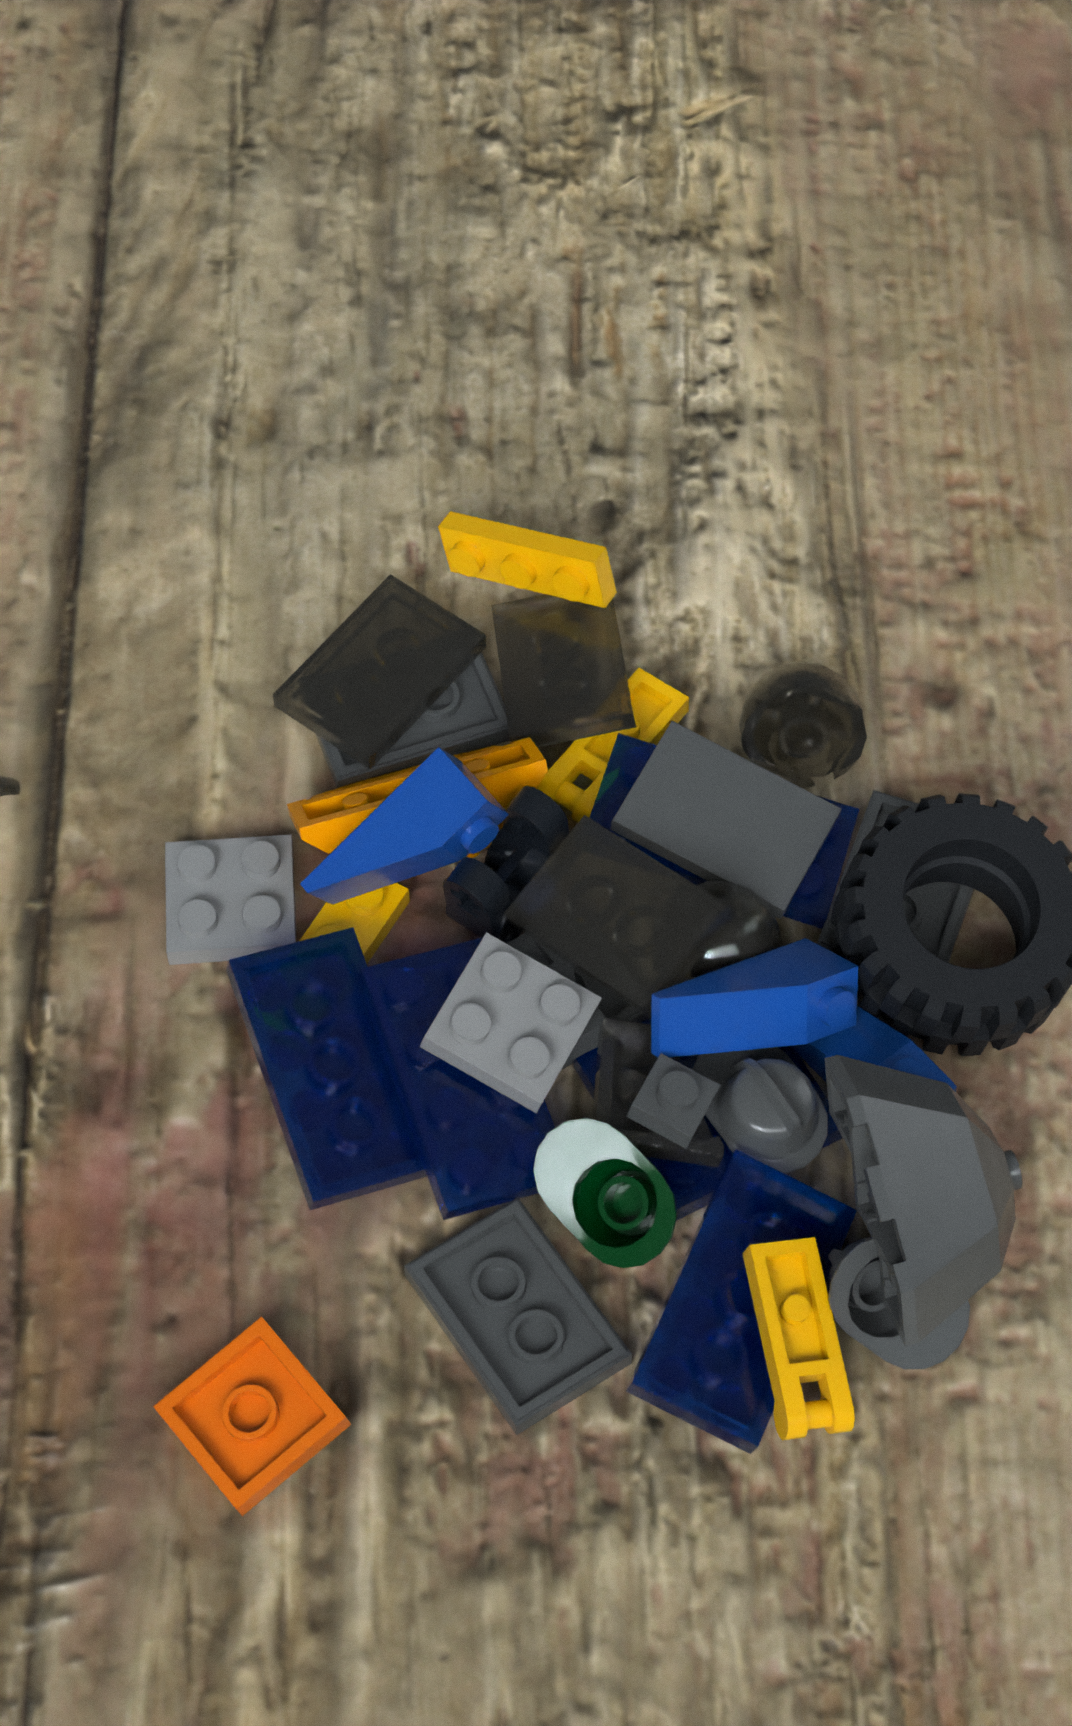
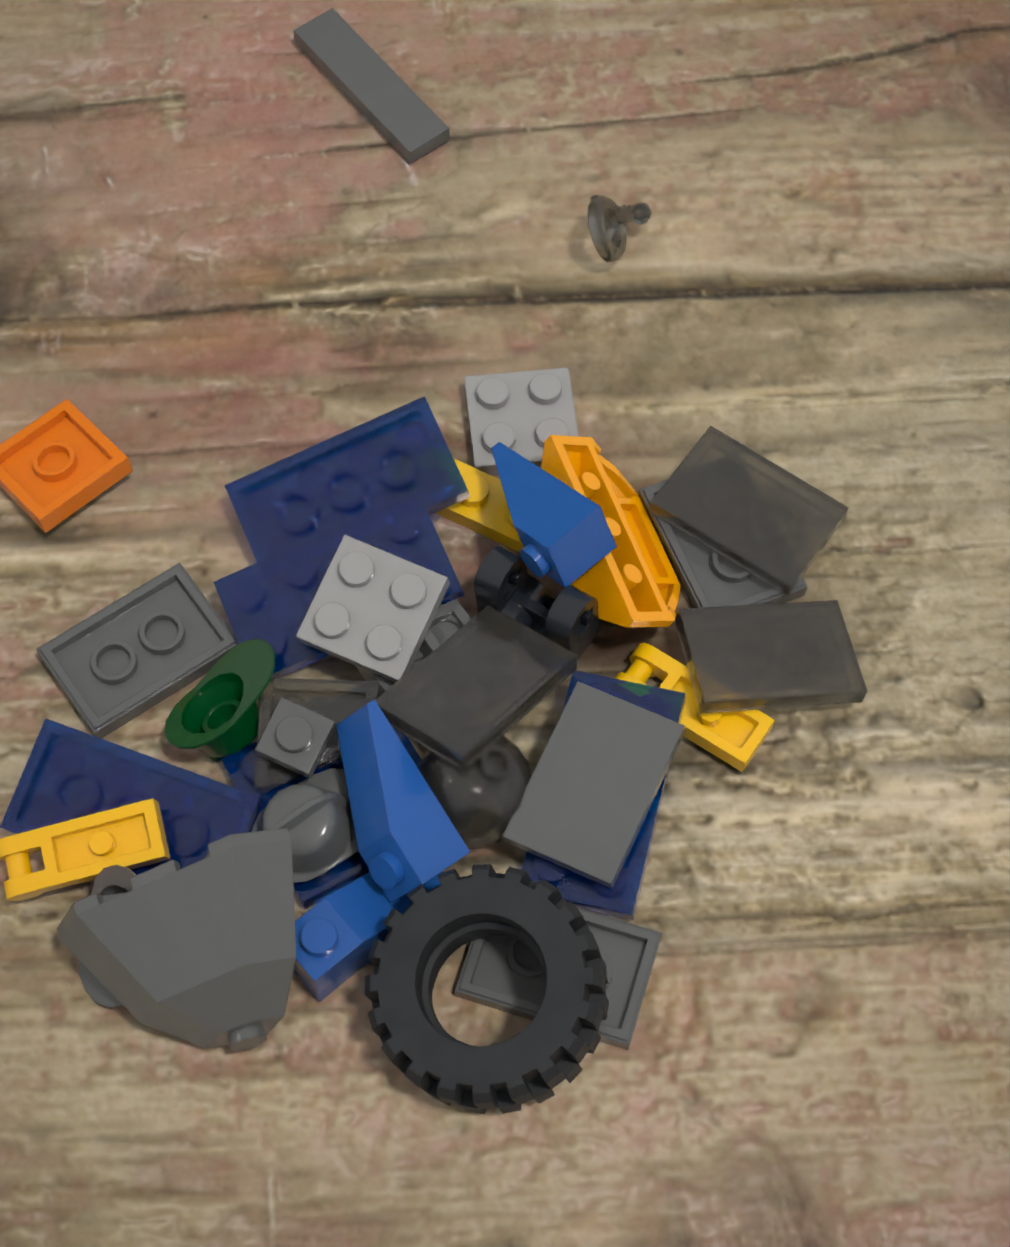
camera: 85 degrees right, 5 degrees up
(528, 559) = (873, 615): yellow plate -> none
(802, 723) = (722, 858): clear smoke cylinder -> none

